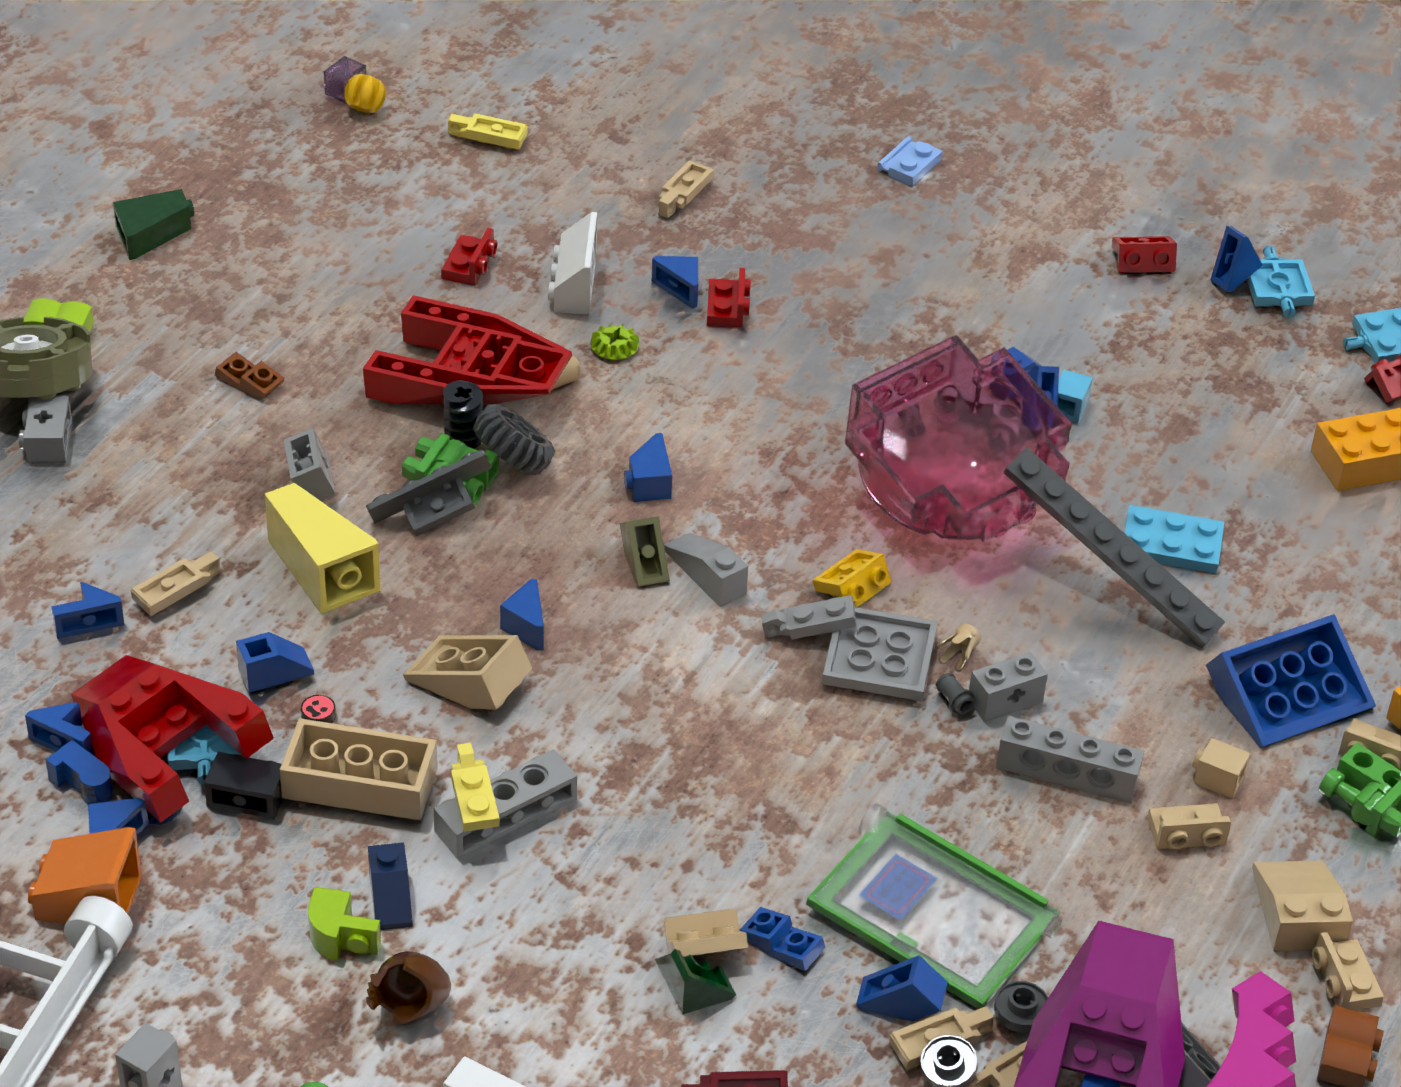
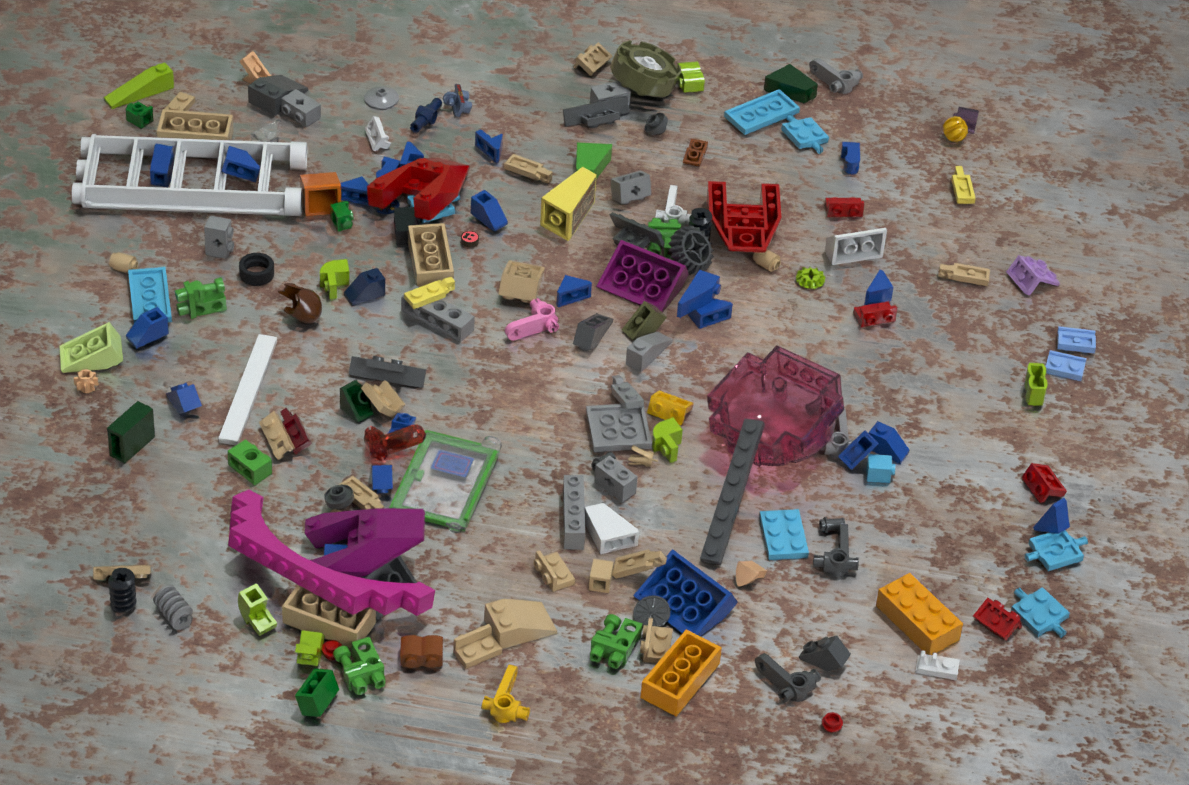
camera: 70 degrees right, 0 degrees up
(86, 457) = (597, 112): none -> dark grey bracket
(159, 394) = (656, 124): none -> dark grey plate
(170, 870) = (341, 215): none -> green brick
(173, 171) = (839, 81): none -> light grey piece
(195, 274) = (761, 112): none -> medium azure plate
(206, 501) = (593, 156): none -> bright green slope
(254, 1063) = (256, 278): none -> black tyre
(271, 245) = (805, 133): none -> medium azure plate
(362, 214) = (851, 153): none -> blue leg
(387, 444) = (673, 211): none -> white piece
(535, 520) = (642, 276): none -> magenta slope
(579, 669) = (542, 319): none -> bright pink piece
(628, 916) = (386, 371): none -> dark grey bracket
(631, 452) = (700, 292): none -> blue slope
(641, 616) = (591, 331): none -> dark grey slope
(717, 130) = (1029, 272): none -> lavender bracket
(824, 962) = (384, 445): none -> clear red piece
(867, 133) = (1076, 340): none -> light blue plate
(921, 599) = (666, 437): none -> lime brick
(955, 192) = (1035, 384): none -> lime brick
(1123, 721) = (609, 529): none -> white slope
(1170, 486) = (830, 524): none -> dark grey pin
(1218, 709) = (637, 563): none -> tan hinge
(1249, 489) = (837, 560): none -> dark grey piece
(1256, 594) = (748, 571): none -> light nougat tile
(1311, 732) = (652, 607): none -> dark grey wheel

